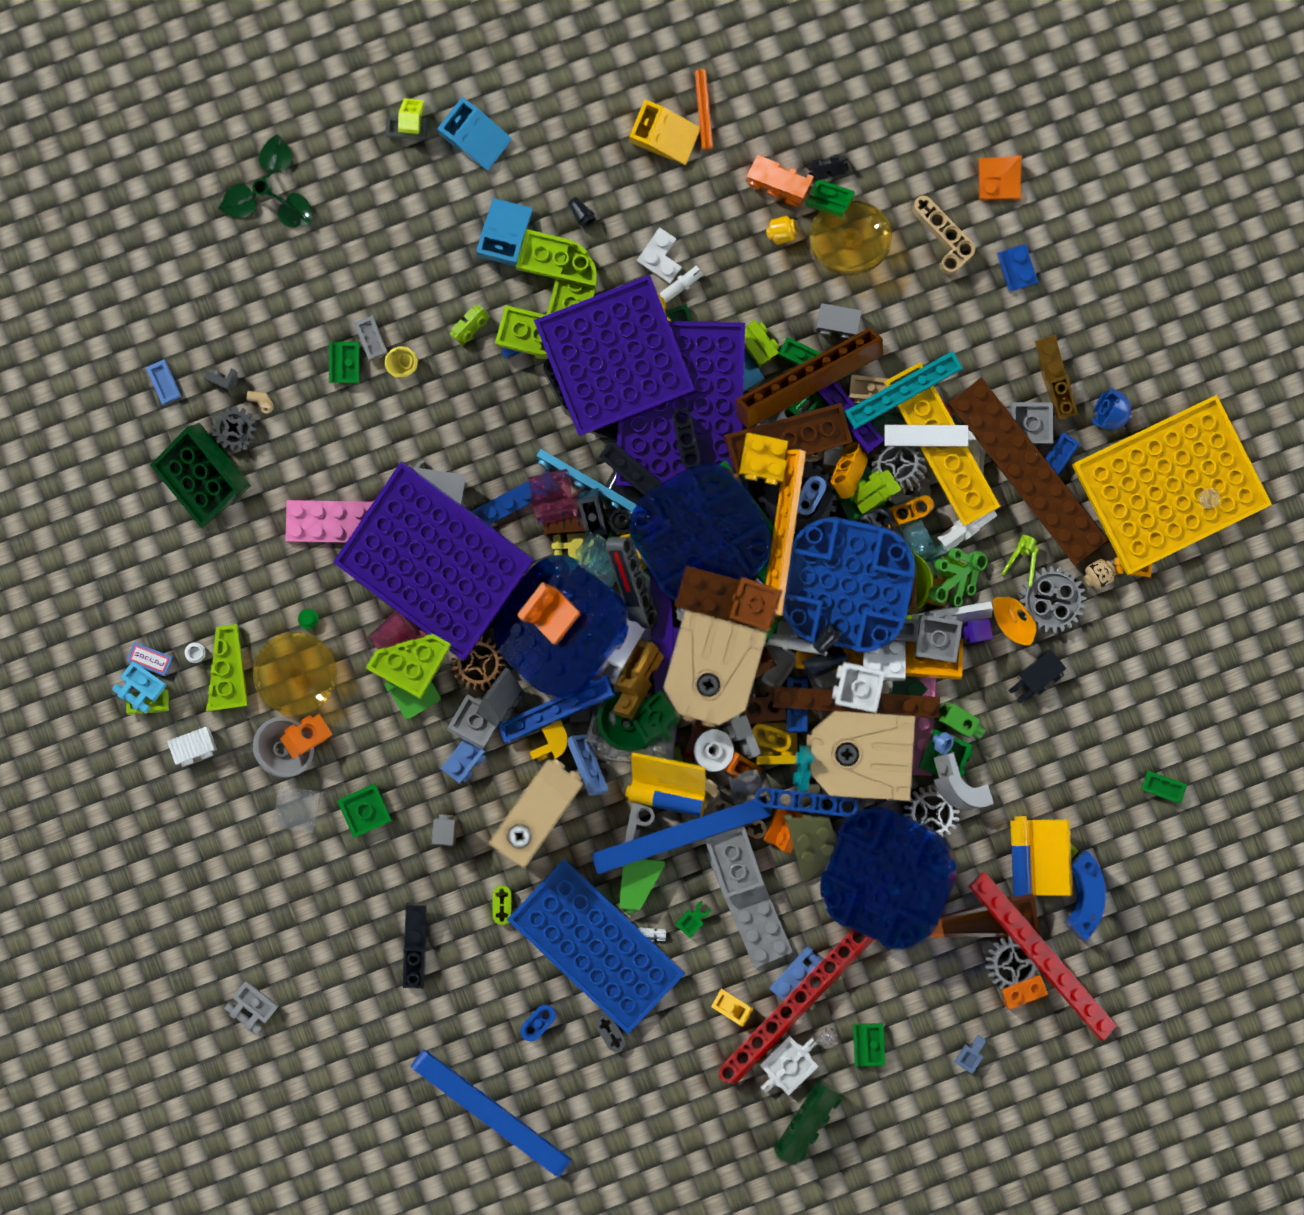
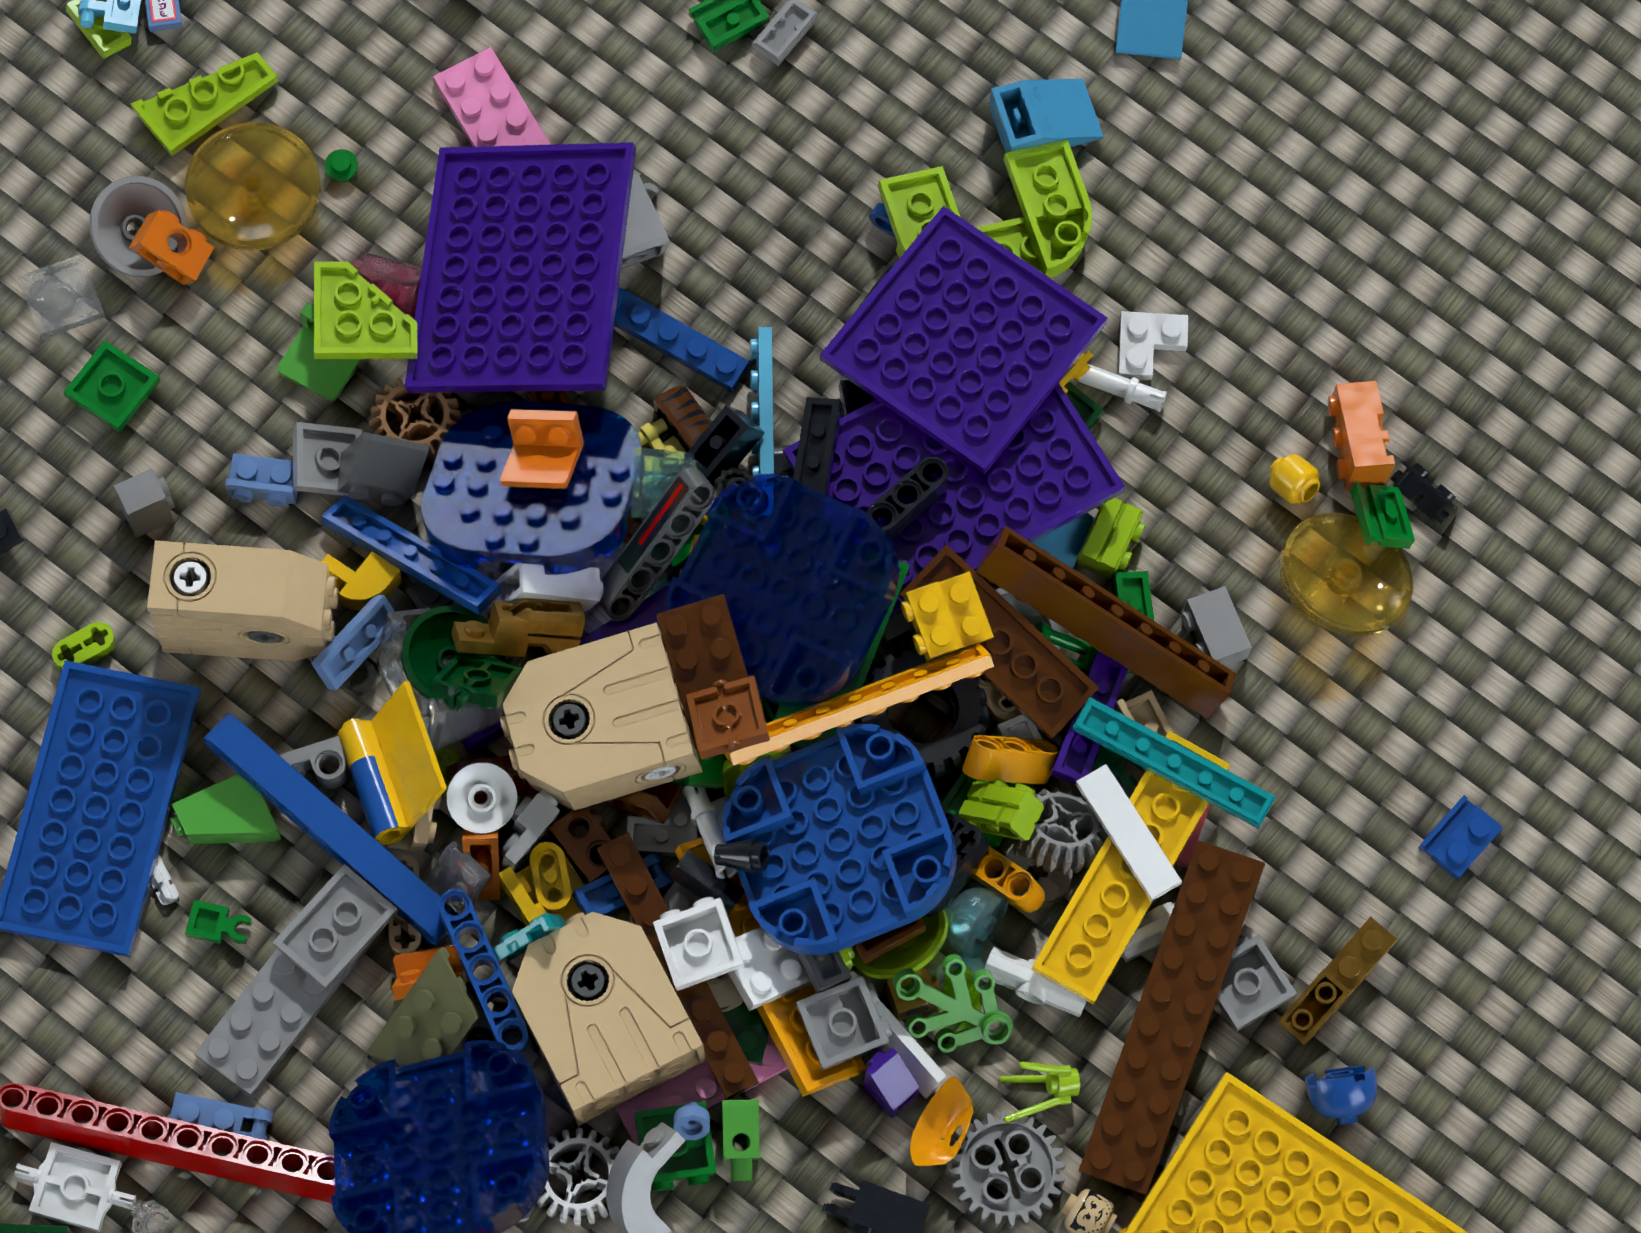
camera: 55 degrees right, 15 degrees down
(192, 746) = (70, 113): white brick -> none
(195, 652) = (205, 48): white plate -> none
(401, 362) = (776, 83): light yellow hair -> none
(476, 318) = (877, 146): lime hinge -> none
(551, 496) = (714, 378): clear pink bracket -> none
(582, 214) = (1138, 205): black cone -> none
(664, 132) = (1323, 244): yellow slope -> none
(703, 109) = (1392, 282): orange axle -> none
(732, 1007) = (116, 1052): yellow slope -> none
(810, 496) = (935, 716): medium blue plate -> none
(939, 232) = (1439, 698): tan beam -> none
(1000, 178) = (1572, 737): orange plate -> none
(1061, 452) = (1231, 1055): blue plate -> none

